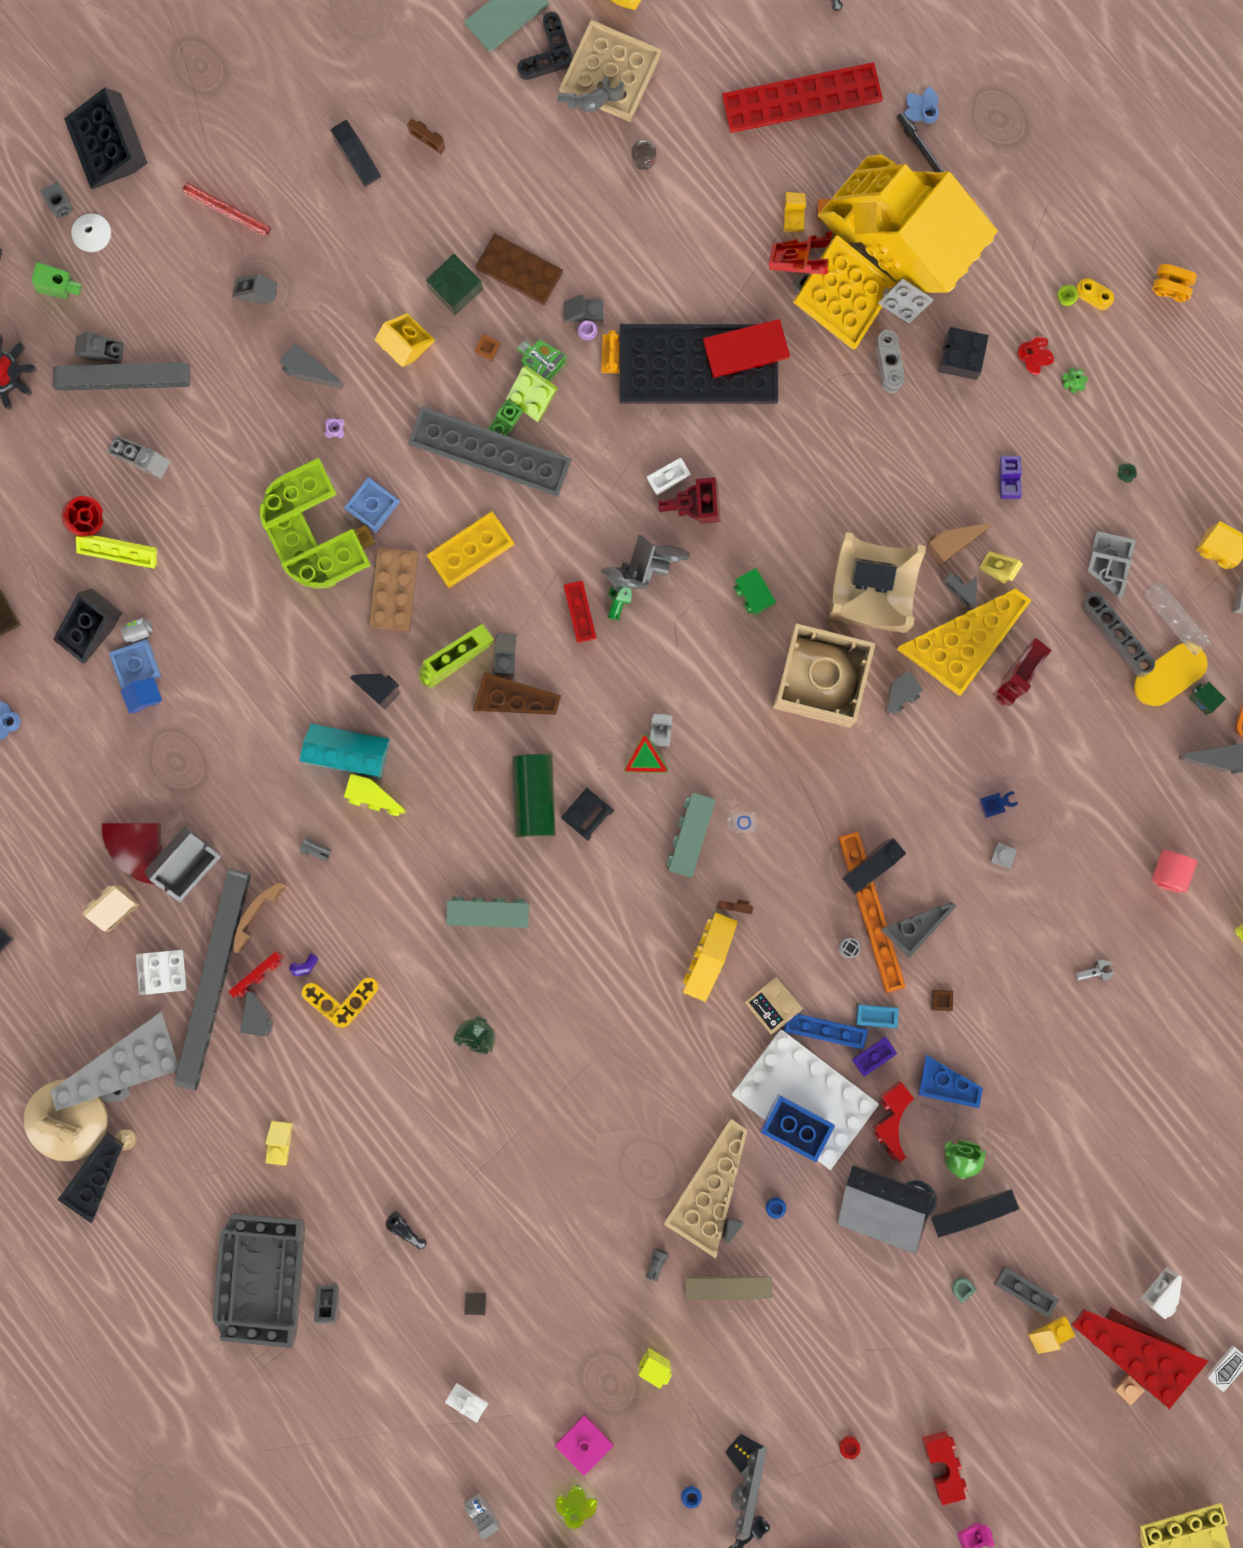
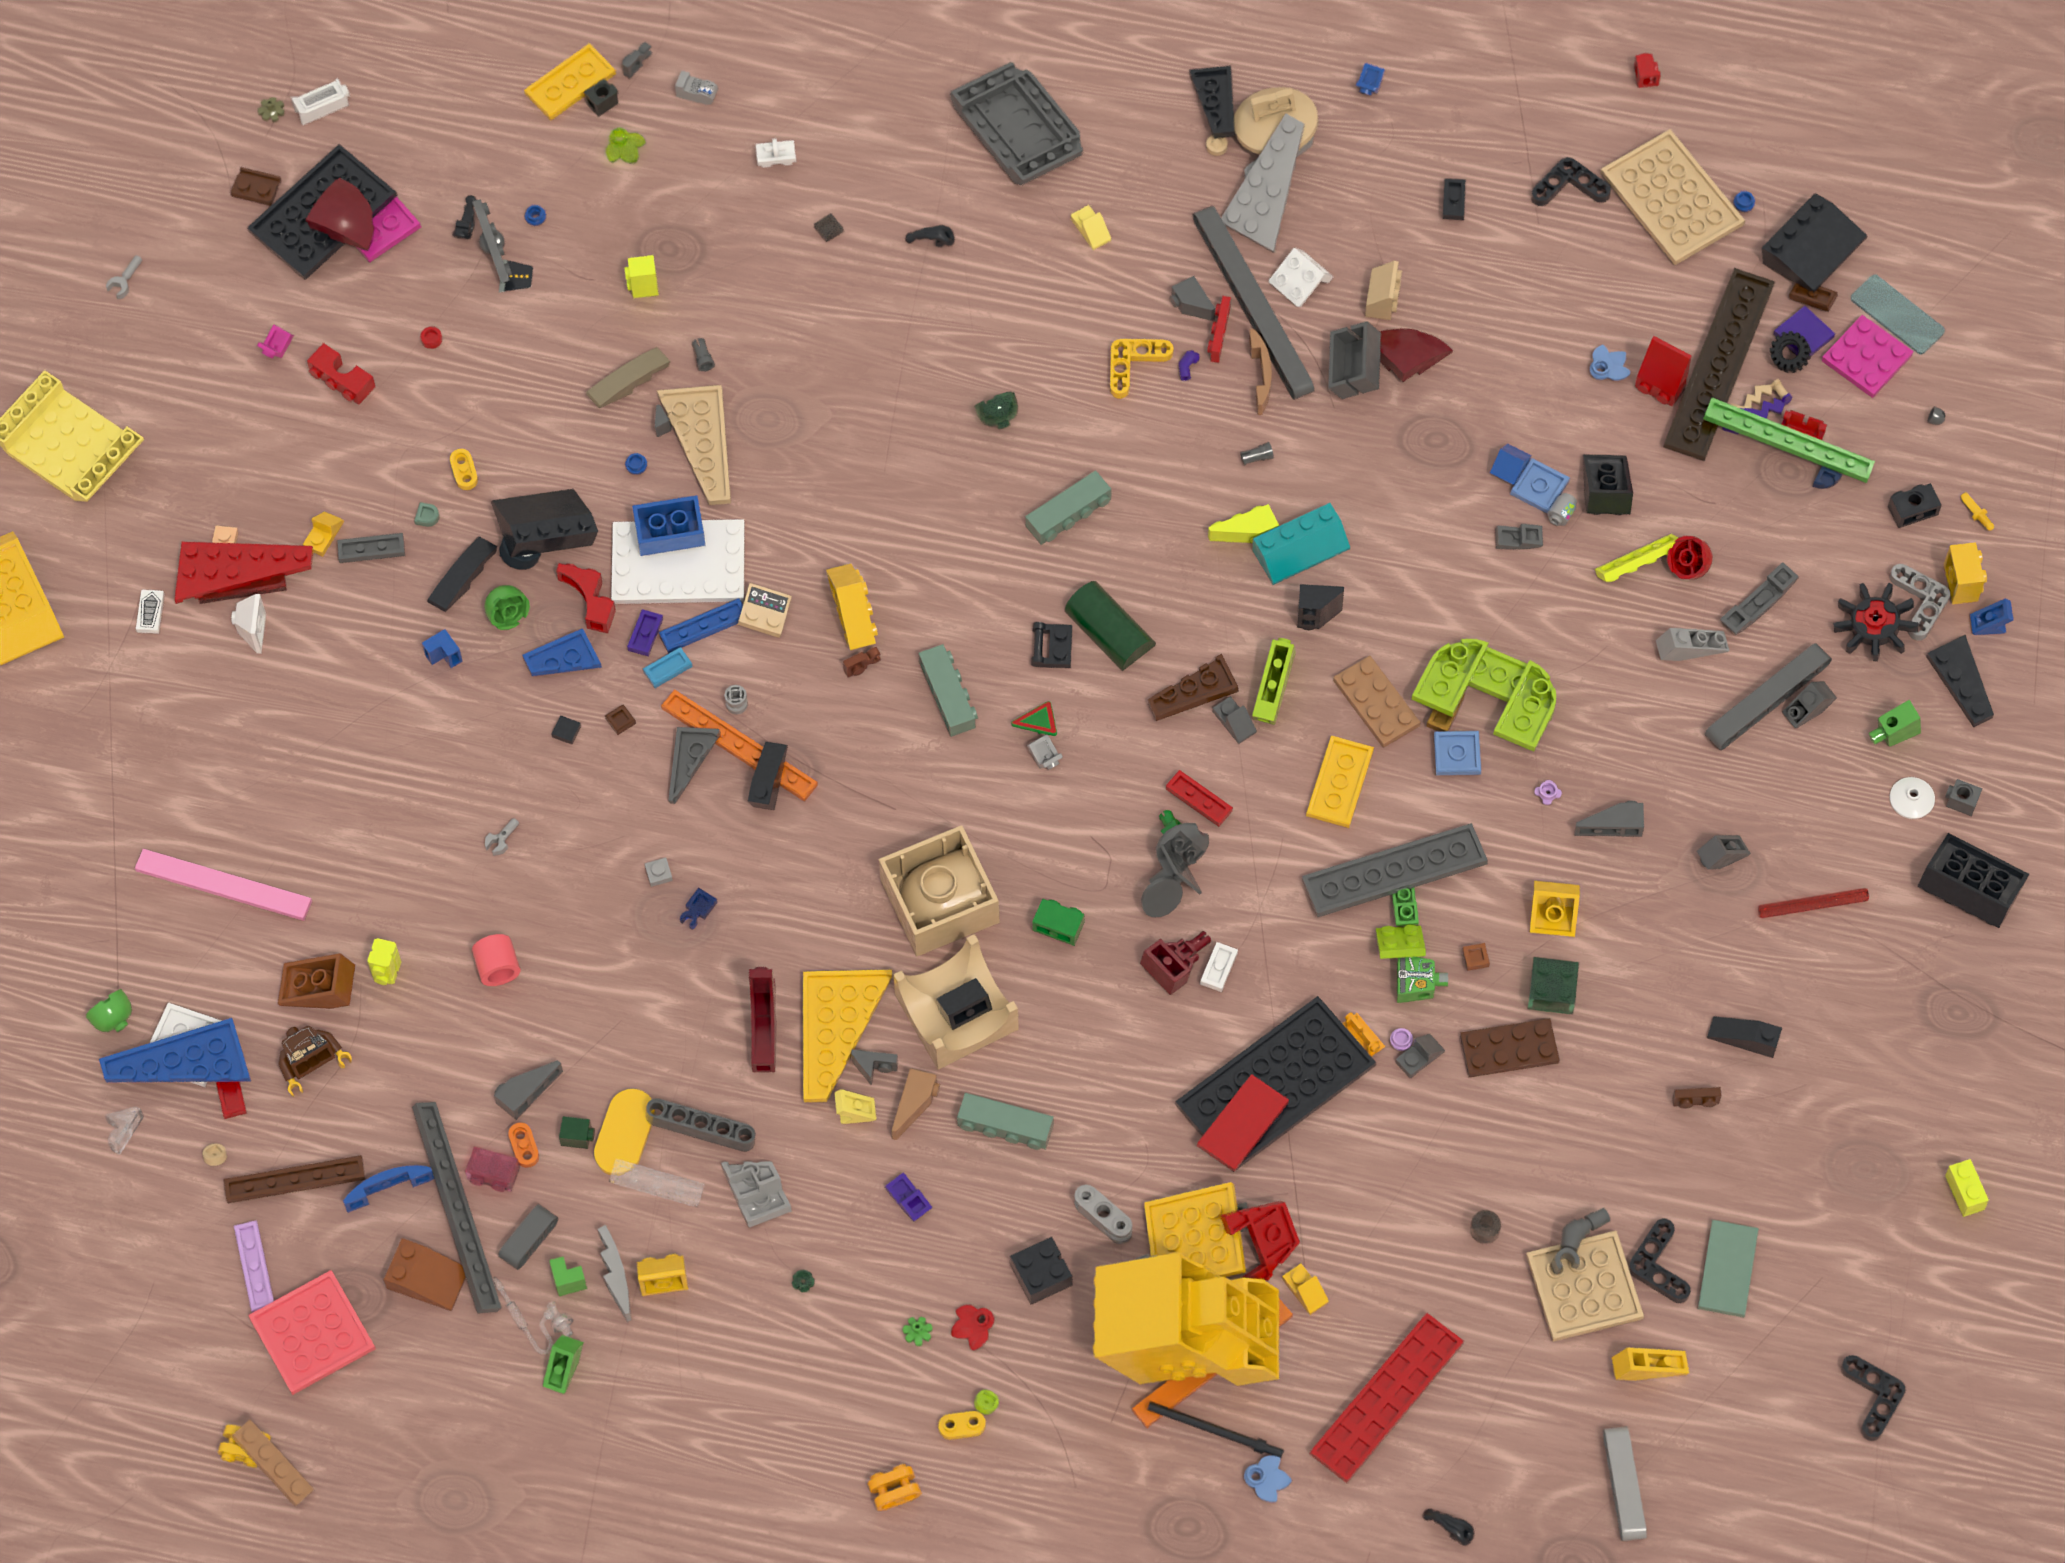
camera: 145 degrees right, 20 degrees down
(61, 453) = (1761, 600): none -> dark grey slope
(185, 635) = (1517, 538): none -> dark grey slope
(327, 1304) = (947, 142): dark grey slope -> none
(584, 1445) = (654, 192): dark pink plate -> none
(742, 822) = (911, 731): clear brick -> none
(902, 690) = (859, 937): dark grey slope -> none
(904, 477) = (1005, 1121): none -> sand green brick
(909, 1305) = (464, 470): none -> yellow plate
(988, 1022) = (566, 729): none -> black tile
(1033, 1161) = (441, 647): none -> blue piece

